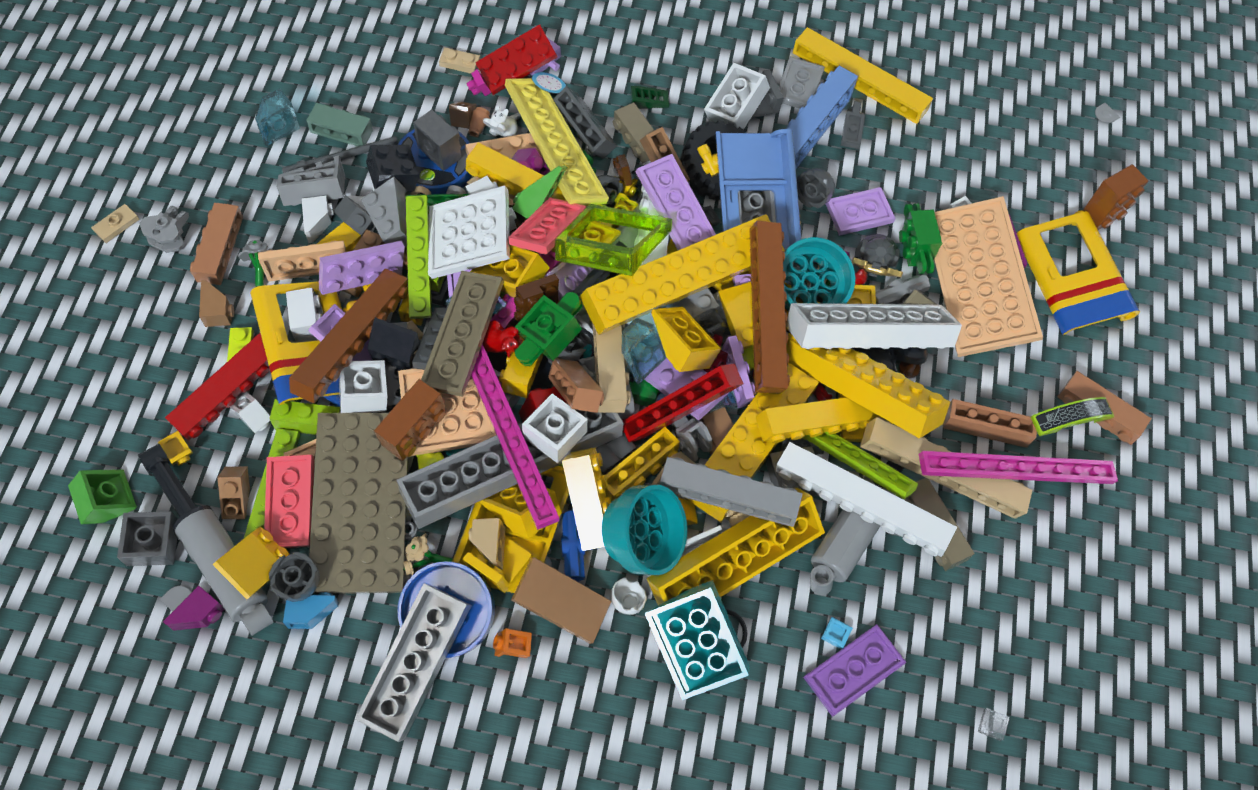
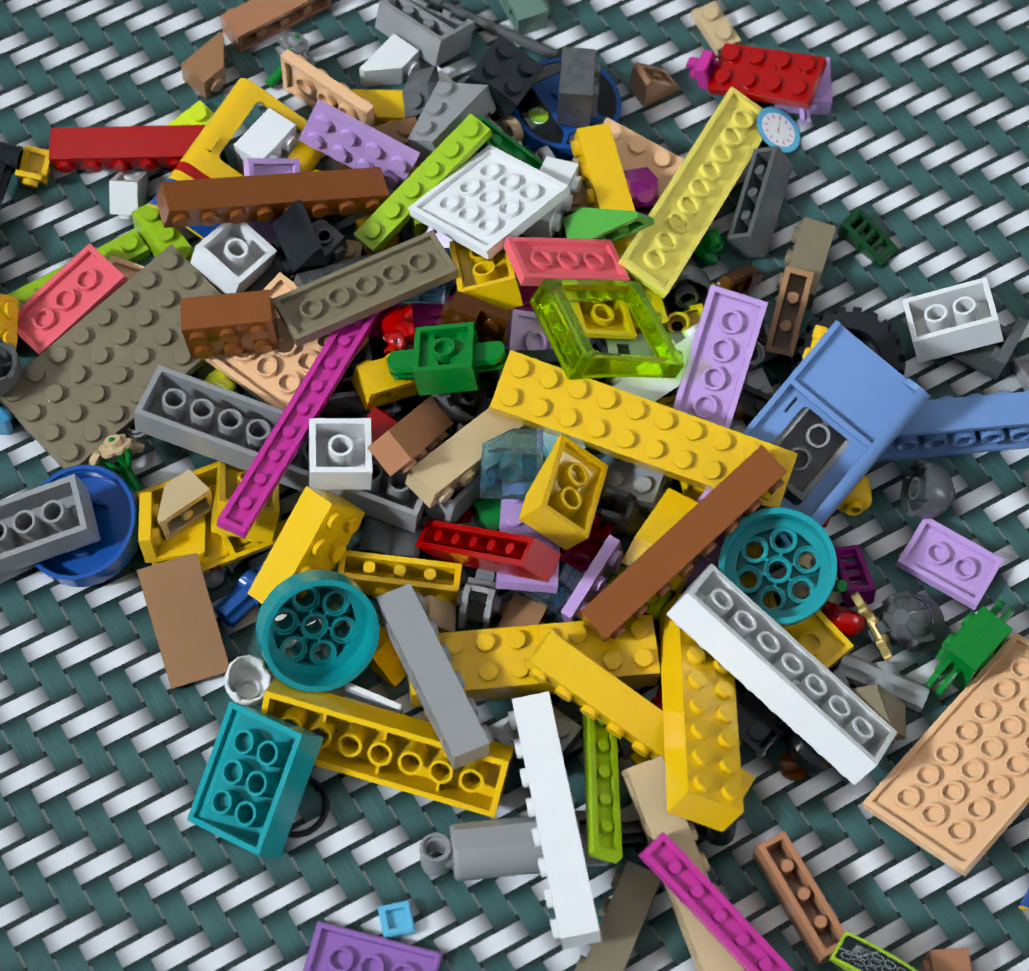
camera: 50 degrees right, 0 degrees up
(234, 492) = (37, 249): medium nougat slope -> none
(476, 122) = (658, 106): nougat cone -> none
(501, 123) = (673, 130): white animal -> none
(512, 643) = (105, 615): orange bracket -> none

